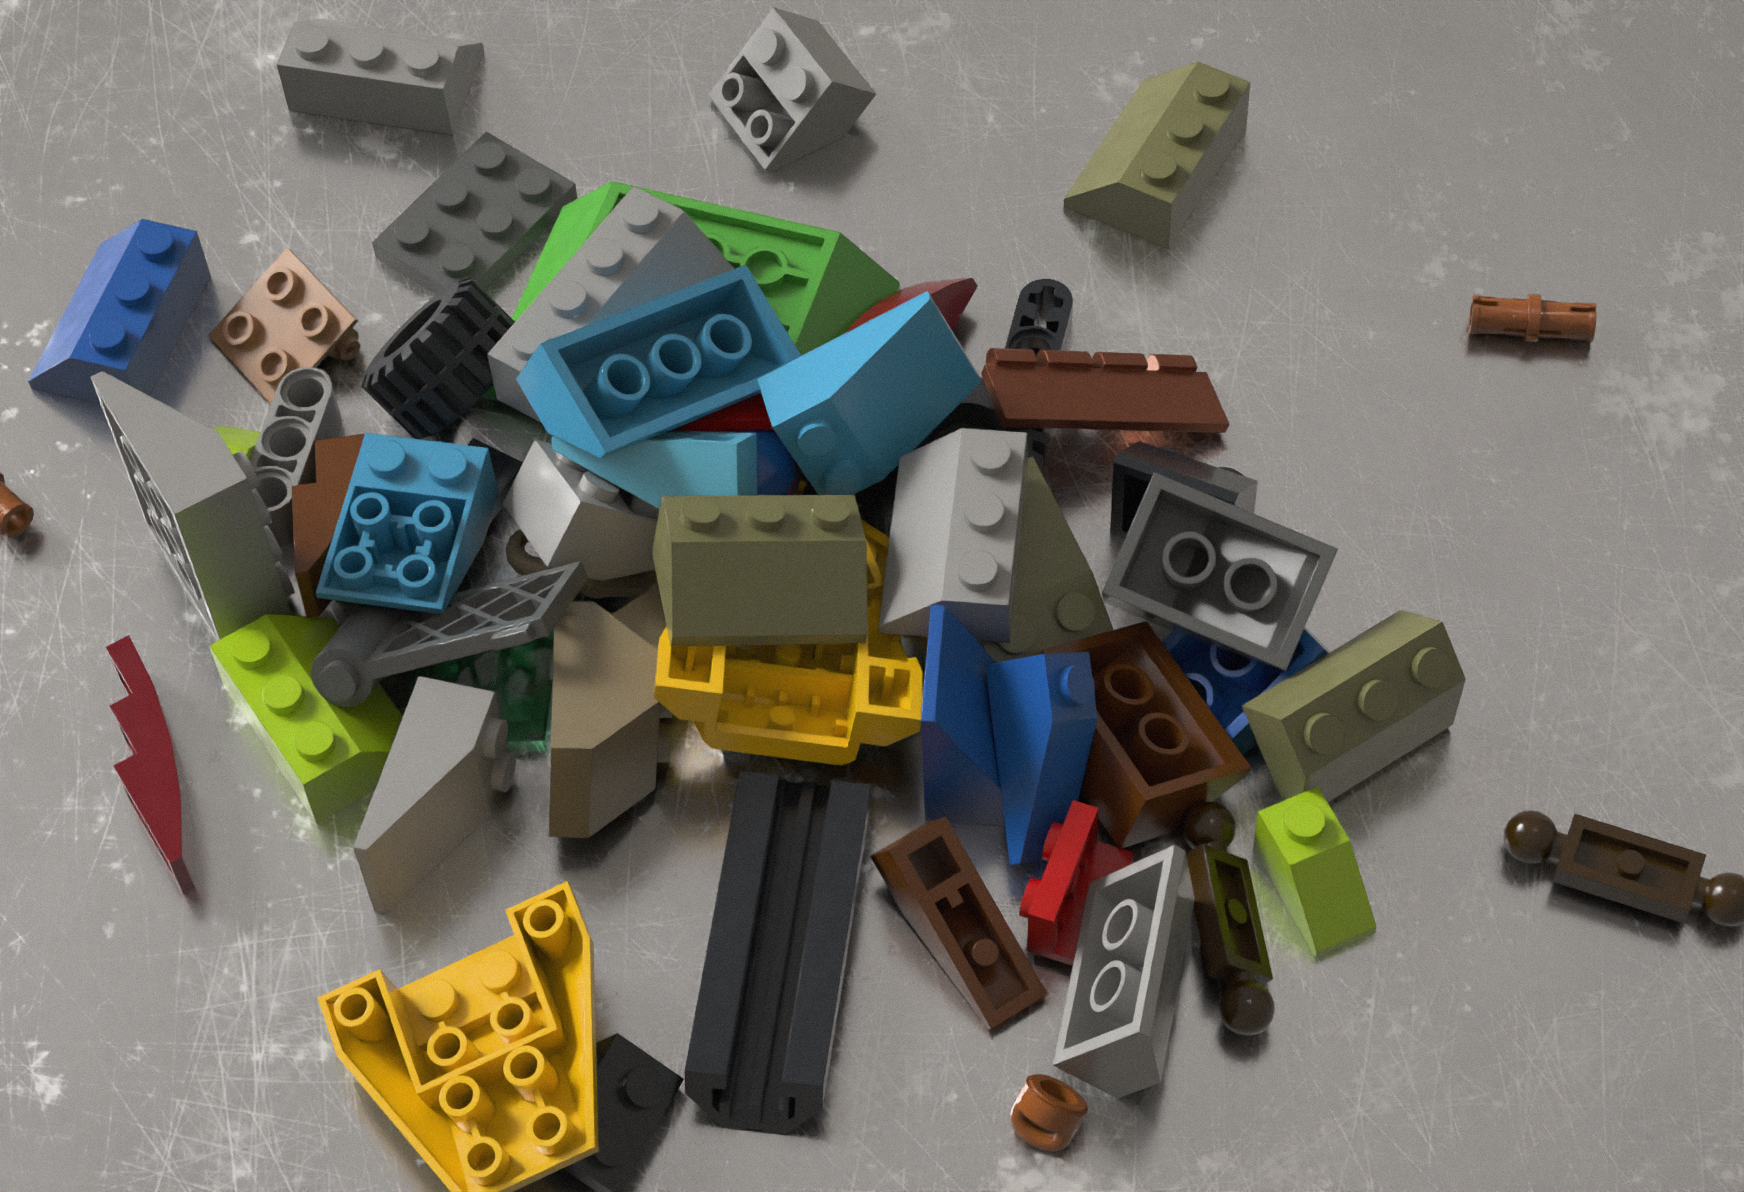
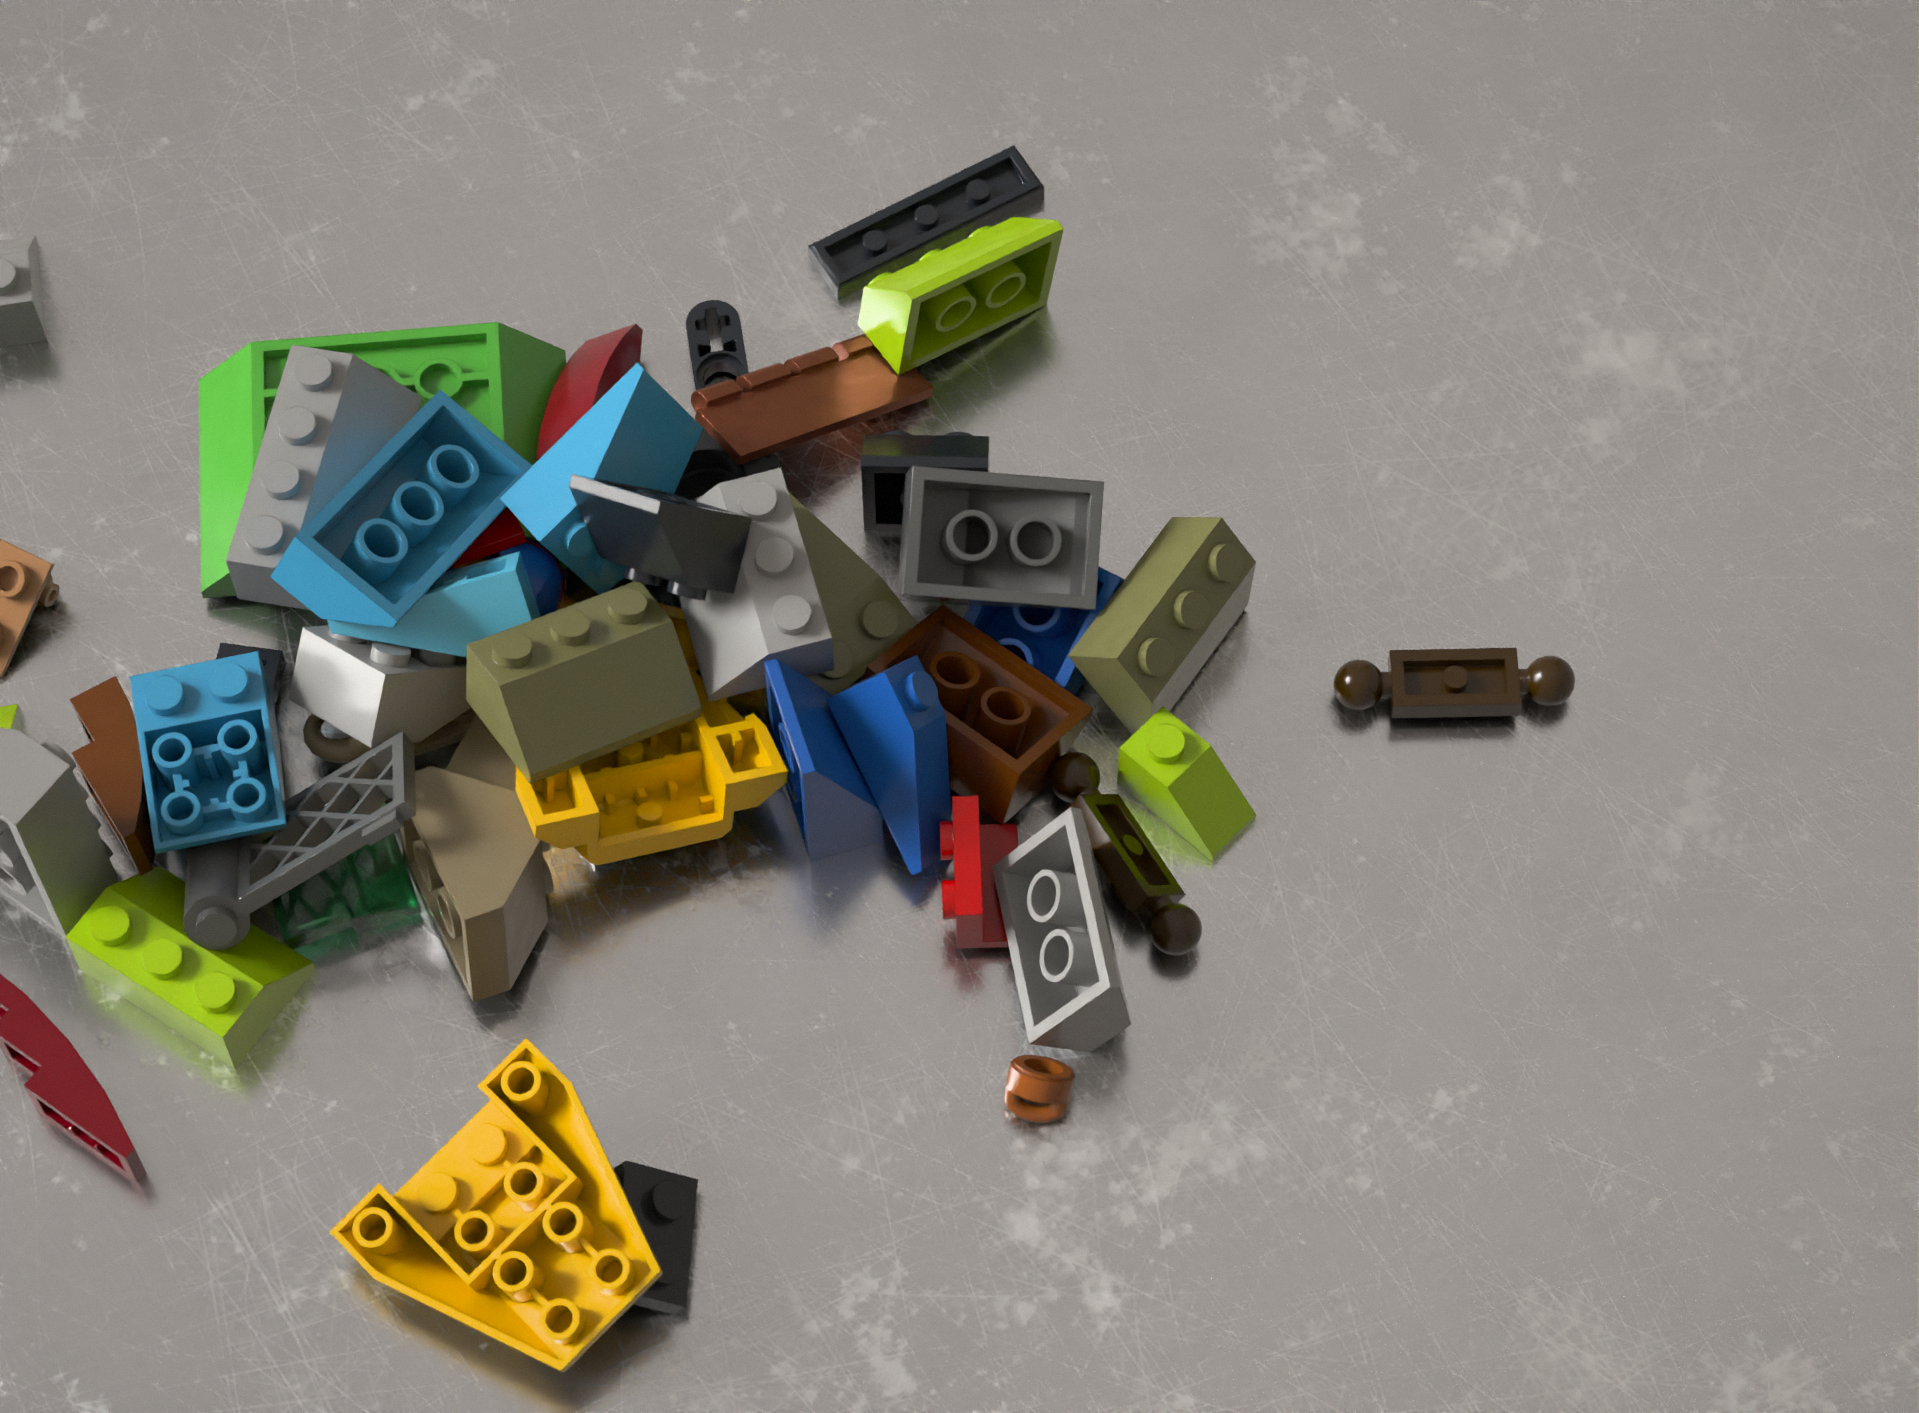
camera: 25 degrees left, 5 degrees up
(285, 450) = (45, 691): light grey beam -> none
(433, 787) = (350, 989): light grey slope -> none
(438, 359) = (162, 576): black tyre -> none
(475, 217) = (114, 422): dark grey plate -> none
(777, 952) = (736, 1029): black piece -> none
(790, 90) = (373, 190): light grey slope -> none
(888, 458) = (663, 536): none -> black slope
(959, 921) = (884, 941): reddish brown slope -> none
(1163, 152) = (758, 138): olive slope -> none
(1288, 274) = (926, 222): none -> black tile
(1289, 343) = (961, 291): none -> lime slope
(1532, 318) = (1167, 193): dark orange pin -> none

